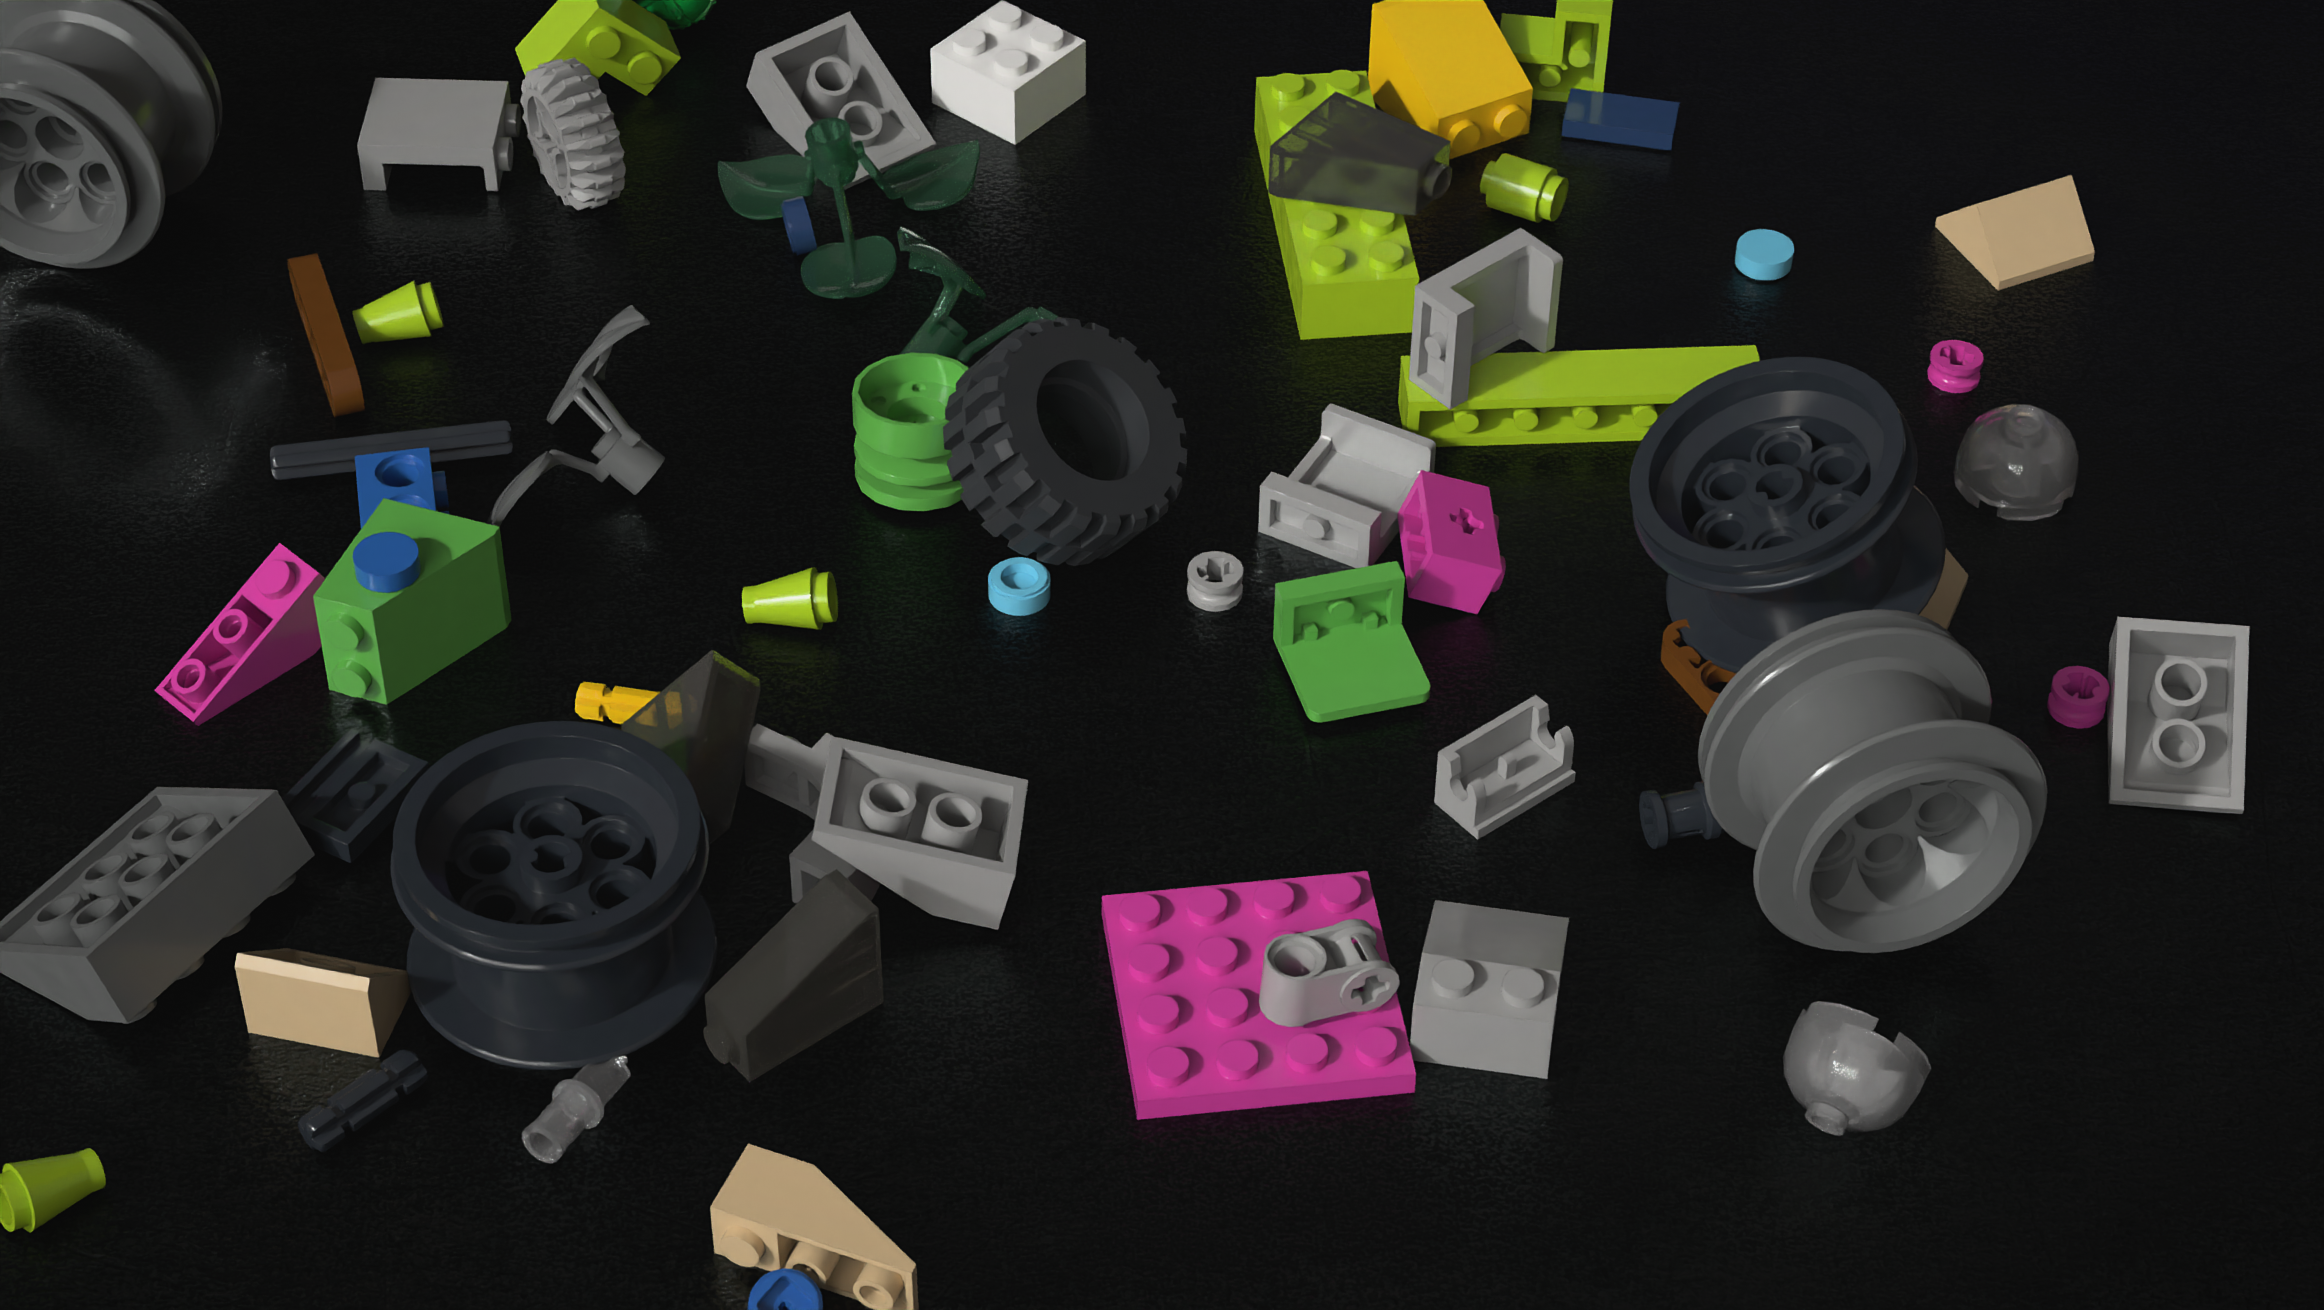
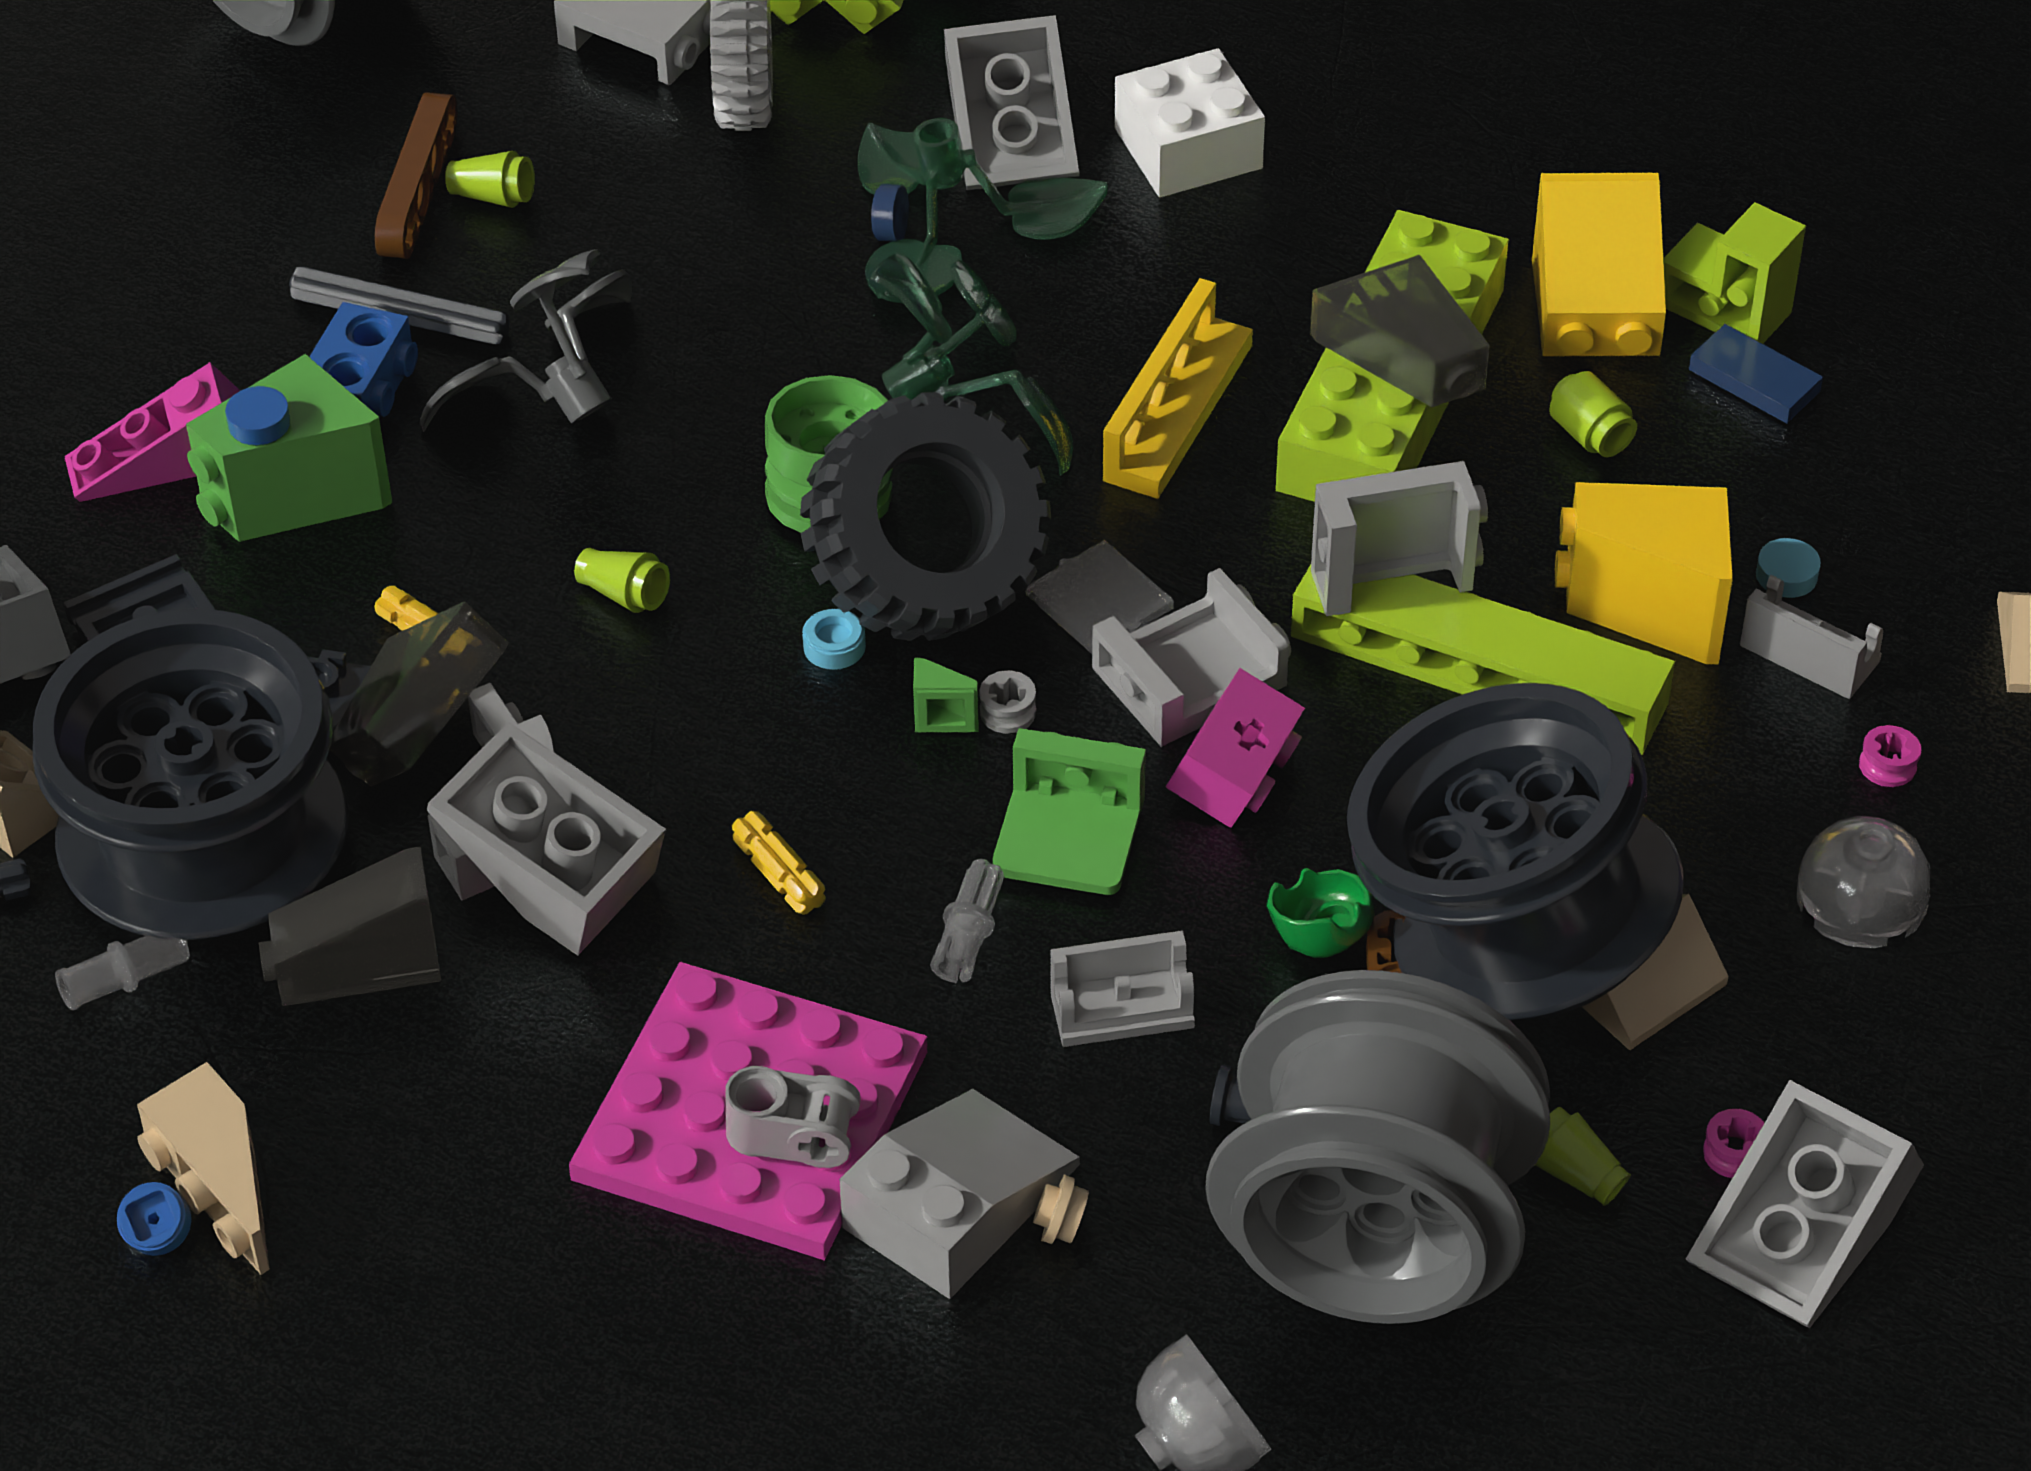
camera: 30 degrees right, 5 degrees up
(1120, 783) = (778, 862): none -> yellow axle
(1163, 595) = (943, 699): none -> bright green slope
(1167, 291) = (1173, 395): none -> yellow fence
(1227, 472) = (1097, 587): none -> clear piece
(1327, 766) = (968, 922): none -> clear axle
(1597, 963) = (1061, 1210): none -> tan plate
(1623, 643) = (1322, 912): none -> green hair
(1680, 278) = (1649, 563): none -> yellow slope
(1830, 302) = (1808, 643): none -> light grey hinge

